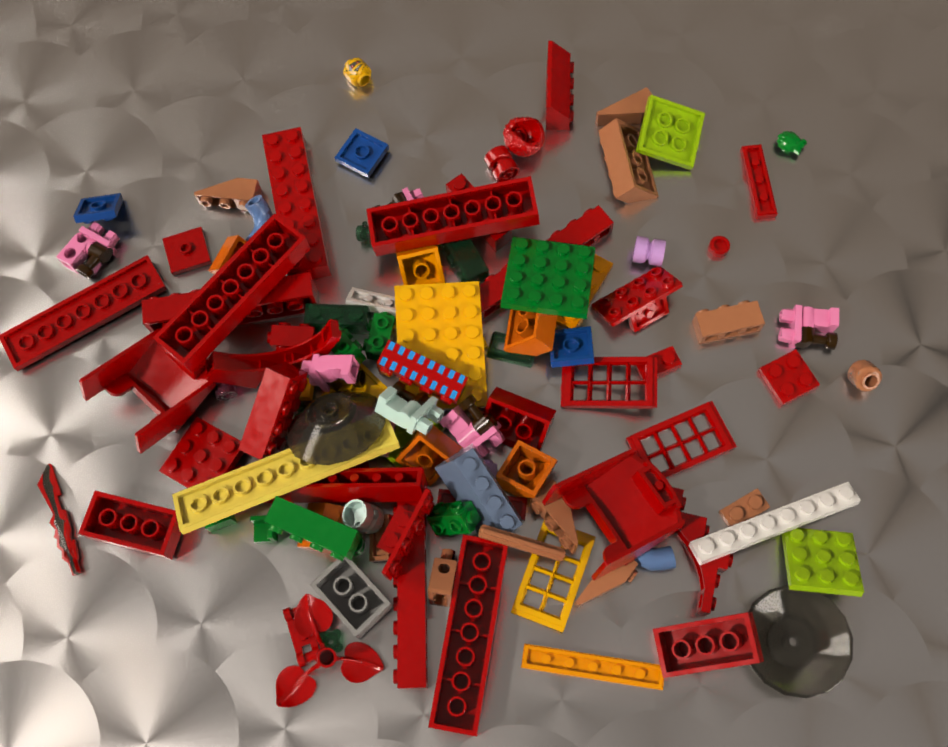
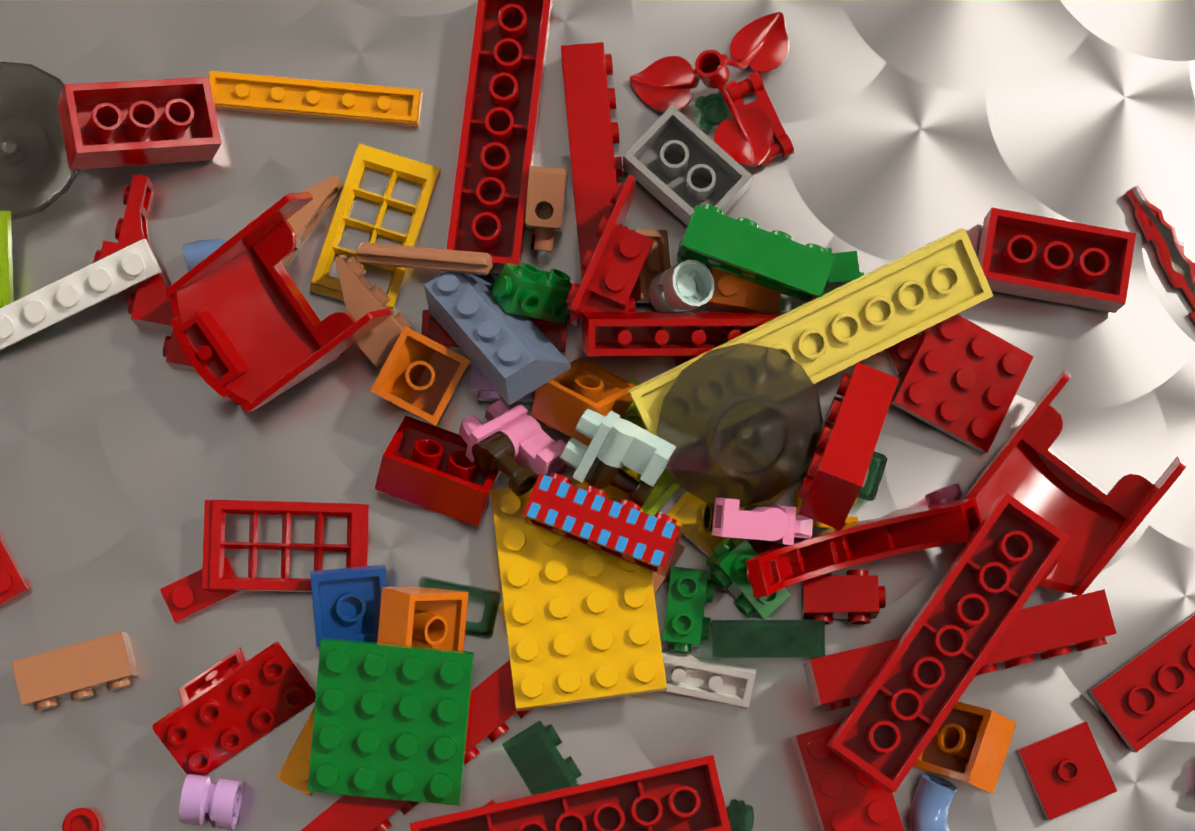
camera: 170 degrees right, 10 degrees up
(420, 266) = (626, 742): light orange slope -> none
(718, 427) = (105, 484): red piece -> none
(744, 508) = (70, 346): nougat plate -> none

